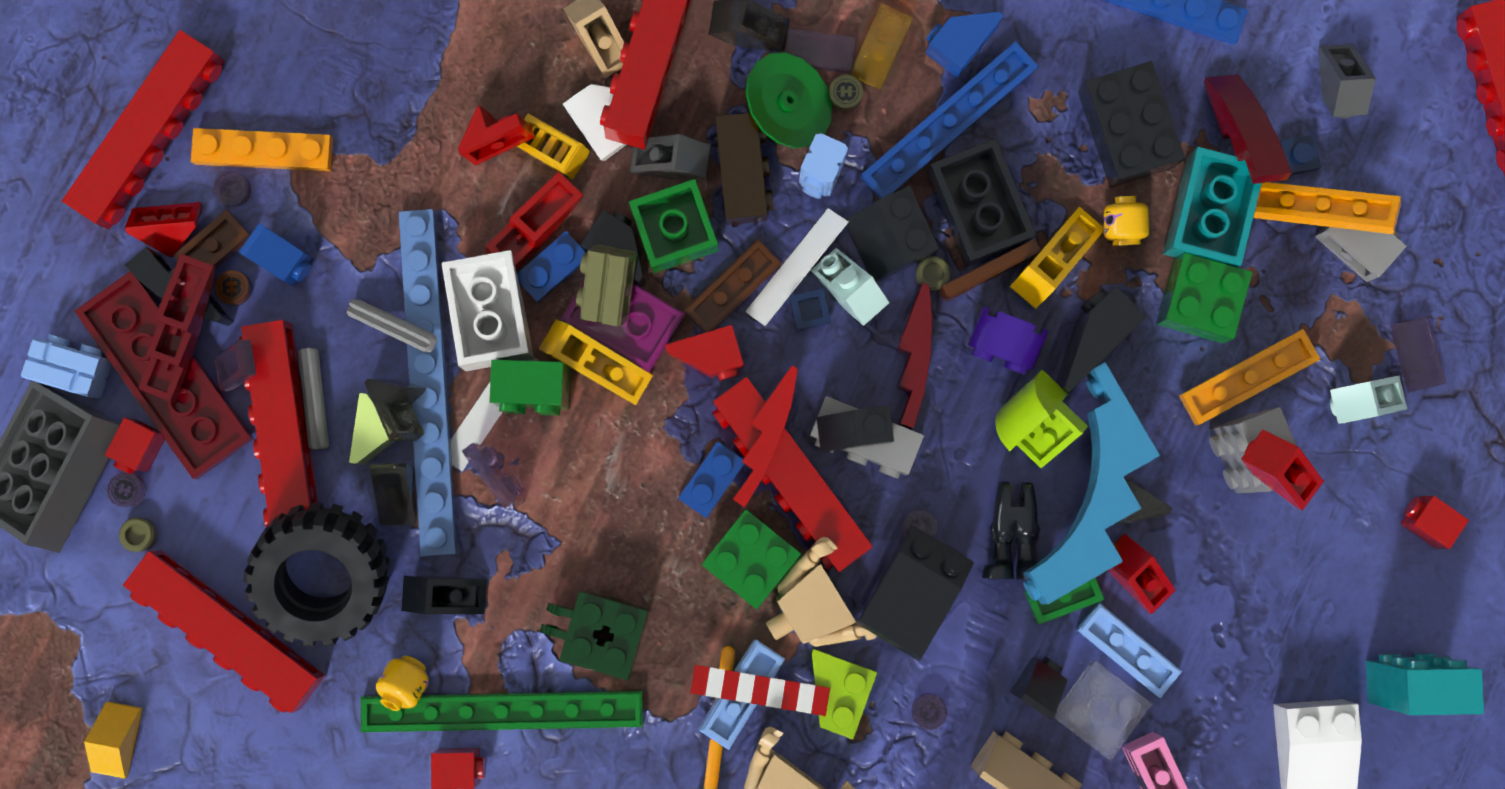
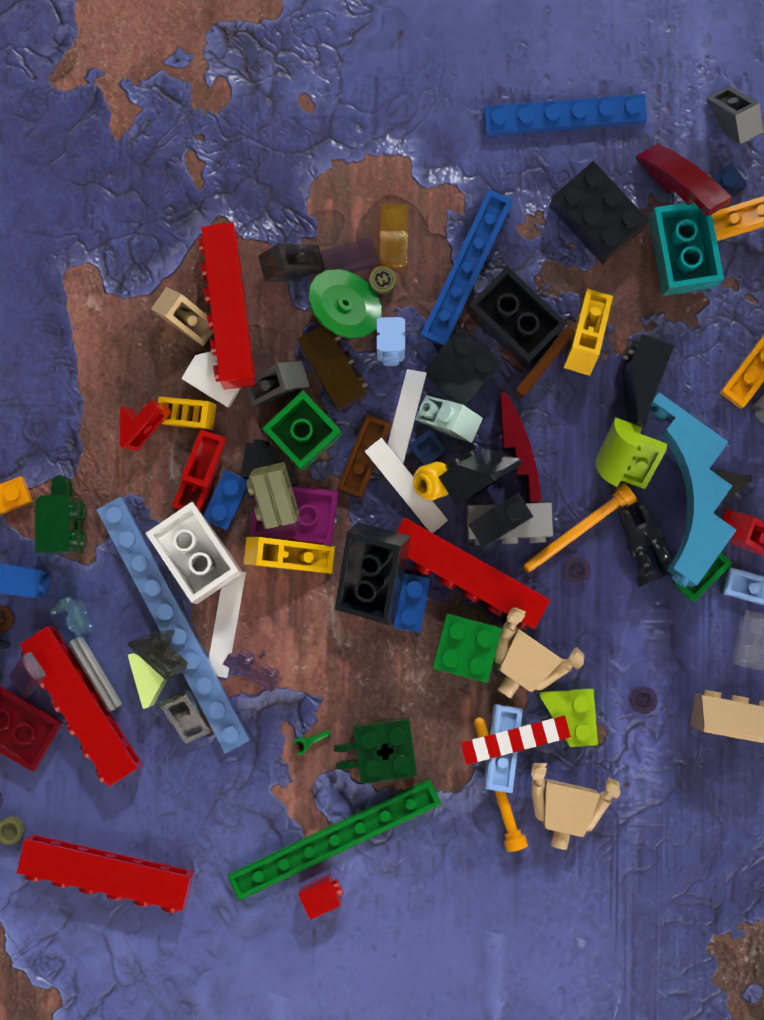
camera: 20 degrees left, 0 degrees up
(113, 739) = (59, 988): yellow slope -> none
(305, 615) = (162, 834): black tyre -> none
(322, 325) = (77, 619): none -> clear light blue bracket
(351, 205) = (60, 520): none -> dark green hinge
(392, 325) = (129, 594): light grey axle -> none
(402, 683) = (253, 852): yellow head -> none
(443, 595) = (254, 774): black slope -> none
(525, 586) = (307, 742): none -> green hand
(530, 385) = (249, 593): green brick -> none
(680, 423) = (372, 572): none -> black brick
(710, 353) = (371, 509): red slope -> none
(763, 332) = (403, 483): none -> white sticker
(771, 424) = (438, 543): red slope -> none
(800, 348) = (427, 482): none -> yellow head
(852, 363) = (476, 473): none -> black slope
(915, 592) = (596, 619): black slope -> none
(933, 272) = (504, 382): olive tile -> none
(961, 39) = (448, 205): blue slope -> none
(1008, 340) = (580, 406): dark purple brick -> none
(1010, 466) = (622, 497): none -> light orange piece
(1041, 686) = (716, 646): black slope -> none
(1126, 221) = (626, 284): yellow head -> none
(1204, 298) = (706, 314): green brick -> none

